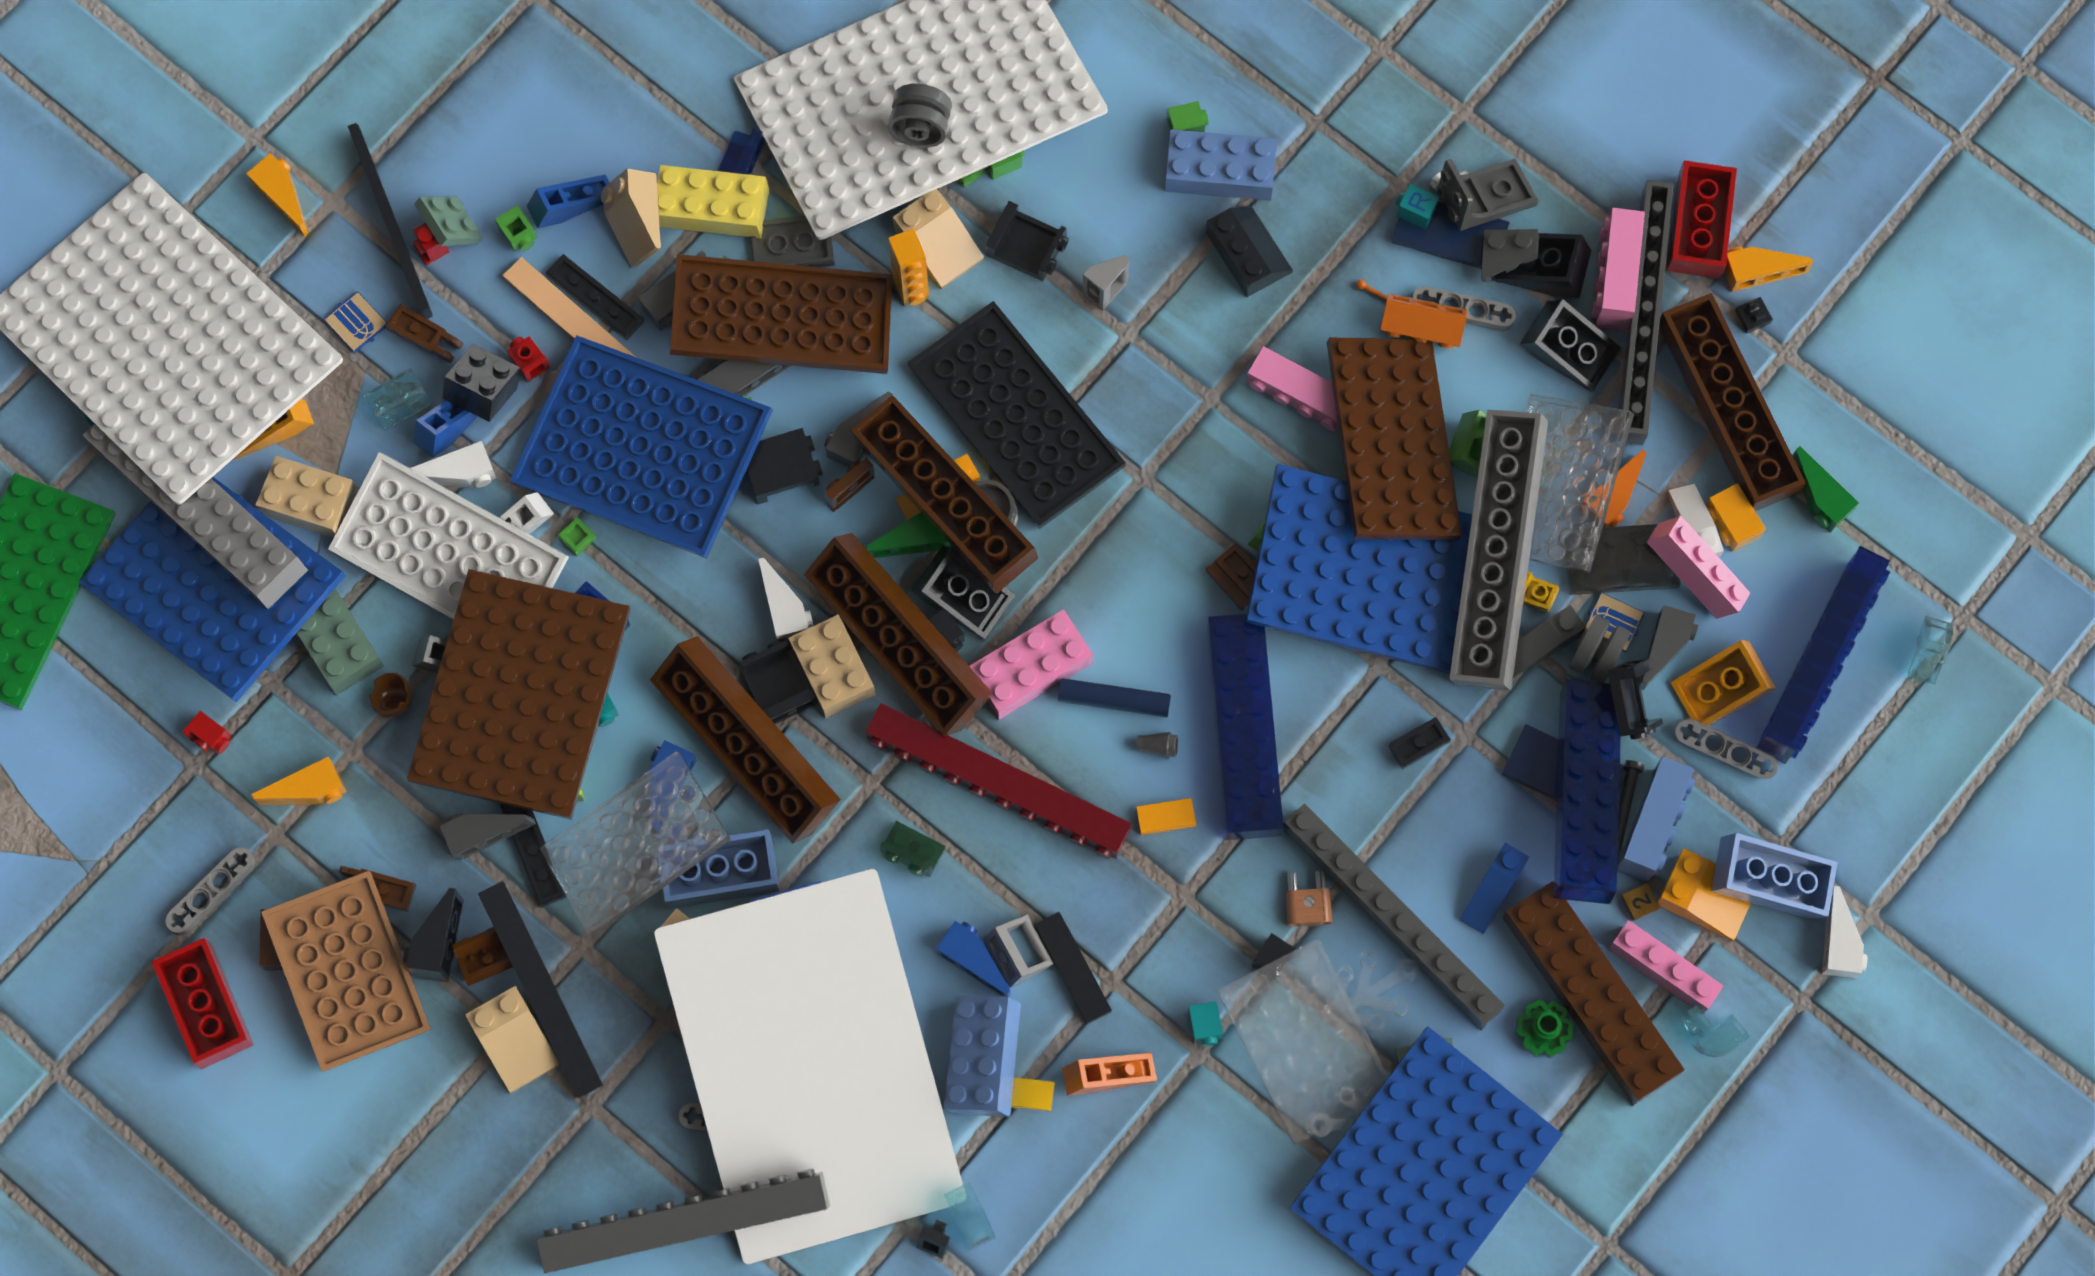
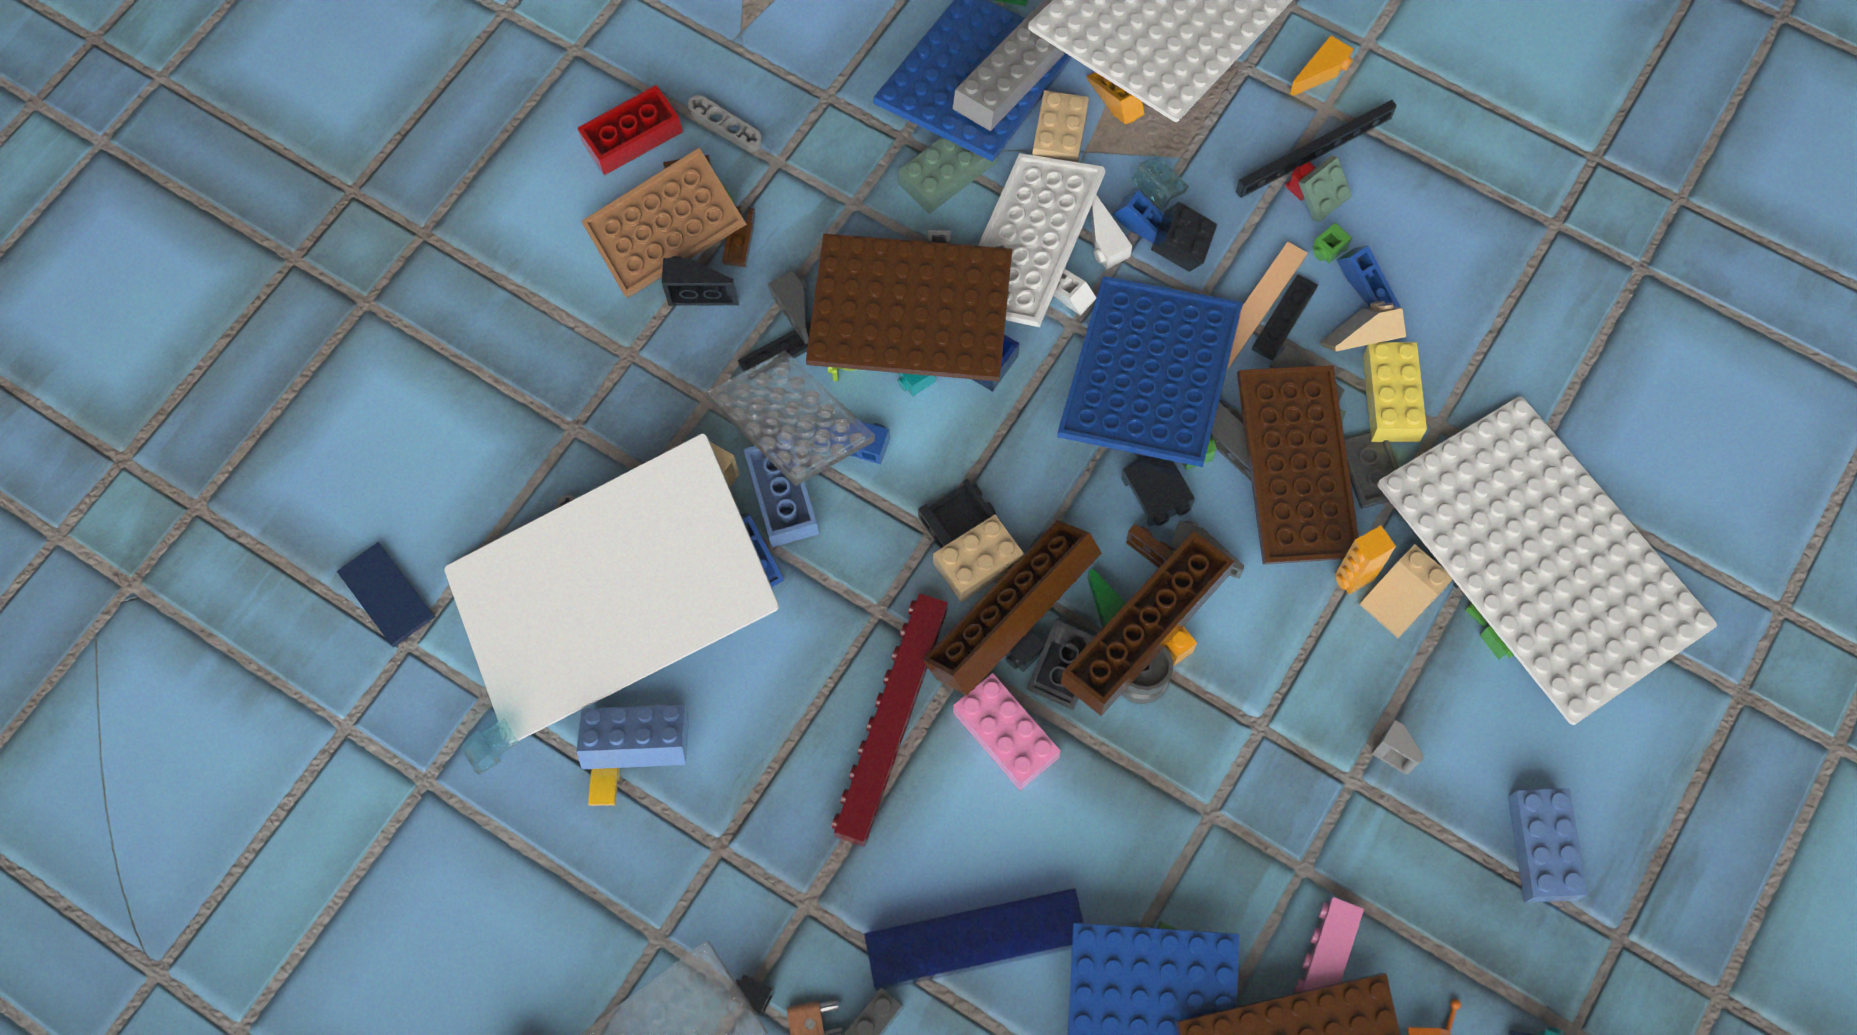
camera: 85 degrees right, 5 degrees down
(207, 733) = (851, 96): red brick -> none
(308, 786) = (820, 178): light orange slope -> none
(356, 322) = (1222, 142): piece -> none
(390, 695) = (900, 219): reddish brown hair -> none
(422, 332) = (1222, 189): reddish brown hinge -> none
(481, 956) = (690, 326): reddish brown bracket -> none
(512, 1039) = (622, 357): tan slope -> none
(531, 365) = (1216, 272): red brick -> none
(540, 989) = (662, 369): black tile -> none
(577, 536) = (1064, 338): bright green tile -> none
(684, 1221) = (471, 512): dark grey brick -> none
(742, 152) = (1447, 414): clear blue panel -> none
(745, 739) = (897, 494): reddish brown brick -> none
(784, 605) = (1026, 511): white slope -> none
(912, 849) = (820, 652): clear green bracket -> none
(919, 115) = (1518, 546): dark grey wheel -> none
(934, 1239) = (472, 720): black tile -> none
(967, 952) = (727, 717): blue slope -> none
(1007, 955) = (730, 748): light grey tile -> none
(1016, 414) = (1247, 687): black plate -> none
(1026, 243) = (1421, 671): black panel -> none
(1073, 968) = (726, 810): black tile -> none
(1108, 1073) = (629, 855): orange slope -> none
(1114, 697) = (986, 813): dark blue brick -> none
(1159, 744) = (947, 862): flat silver cone -> none
(1166, 816) = (879, 877): light orange tile -> none
(1187, 117) = (1587, 806): bright green brick -> none
(1205, 1023) = (682, 937): teal brick -> none
(1234, 575) = (1127, 909): reddish brown plate -> none
(1247, 249) = (1466, 884): black slope -> none

